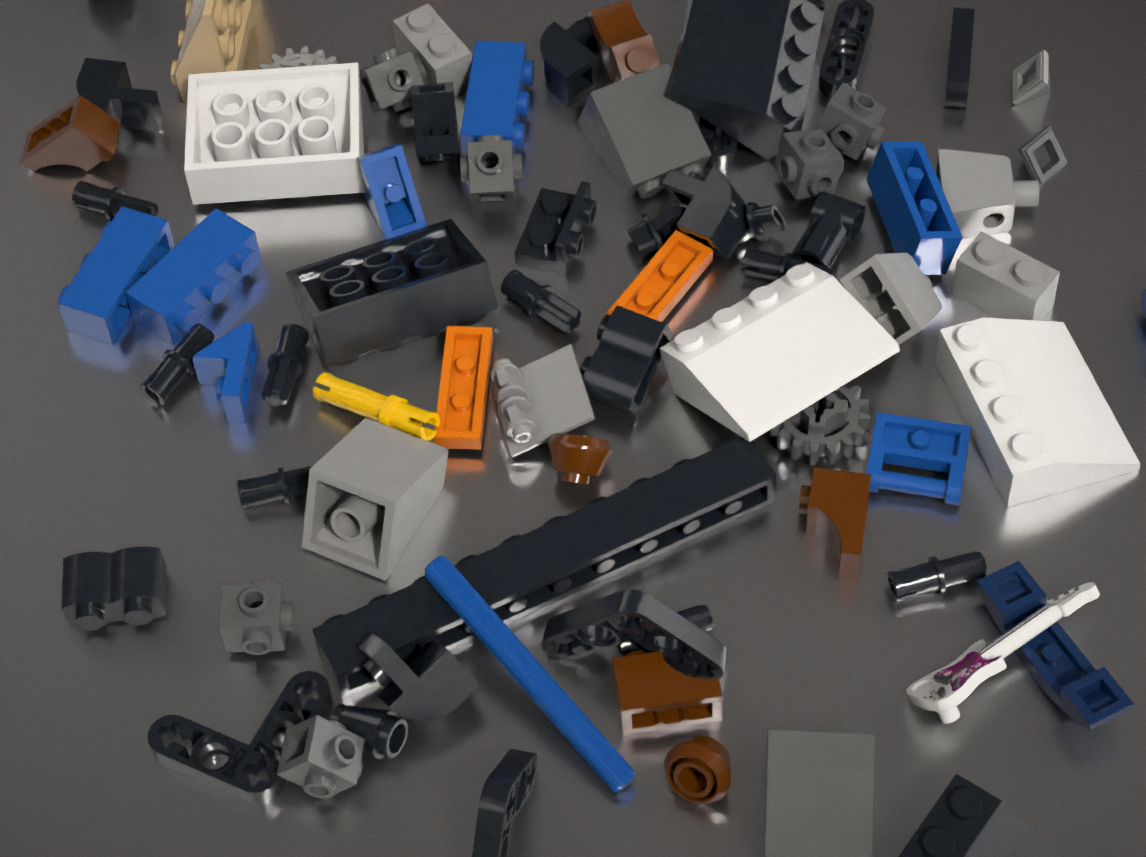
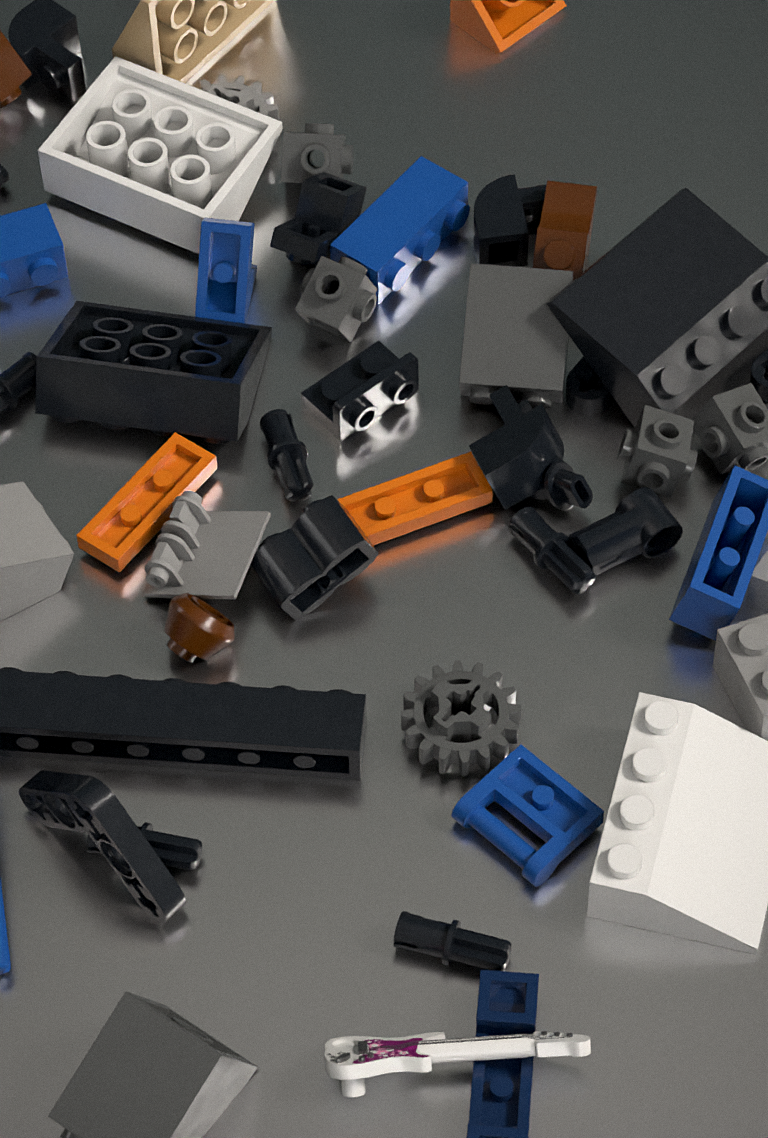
camera: 30 degrees right, 0 degrees up
(387, 410) = (54, 488): yellow pin -> none
(436, 46) = (377, 143): light grey brick -> none
(653, 234) = (451, 440): black piece -> none
(659, 697) = (79, 903): reddish brown arch -> none
(699, 769) = (65, 996): reddish brown cone -> none
(776, 352) = (461, 626): white slope -> none
(837, 514) = (407, 824): reddish brown arch -> none
(894, 293) = (623, 632): light grey torso -> none

